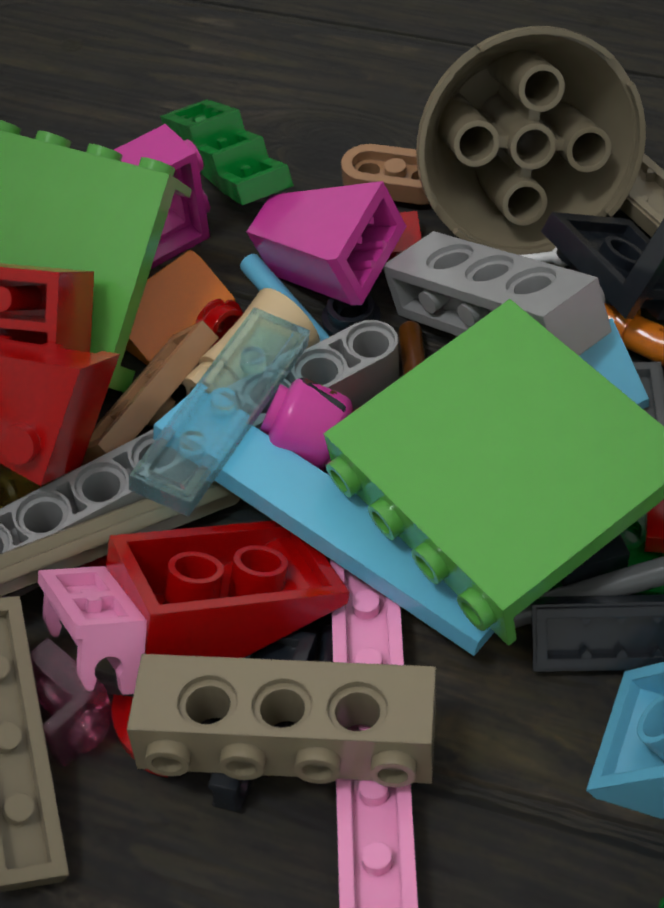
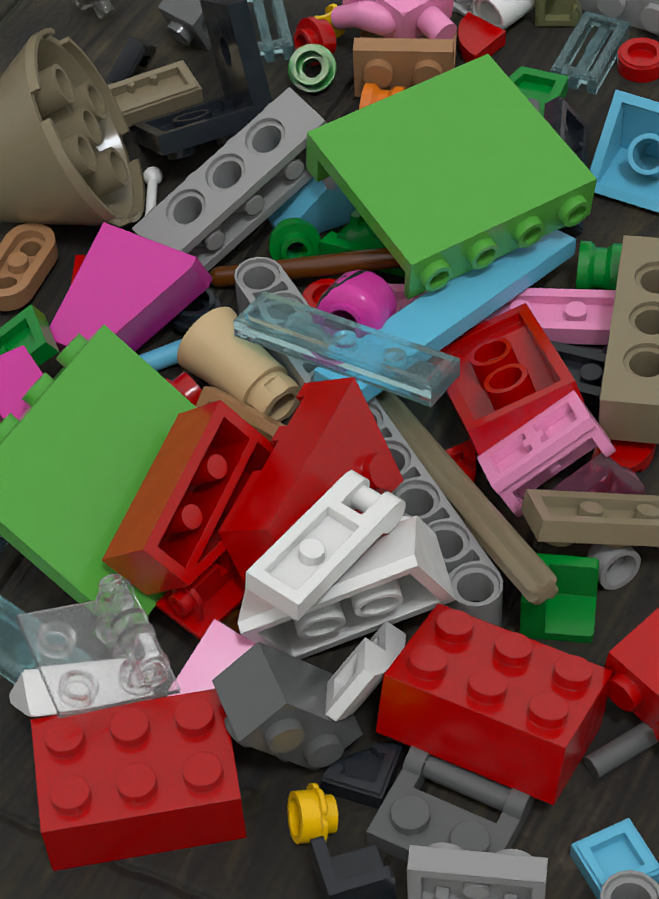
camera: 85 degrees left, 0 degrees up
(458, 677) = (598, 266): none -> green wheel

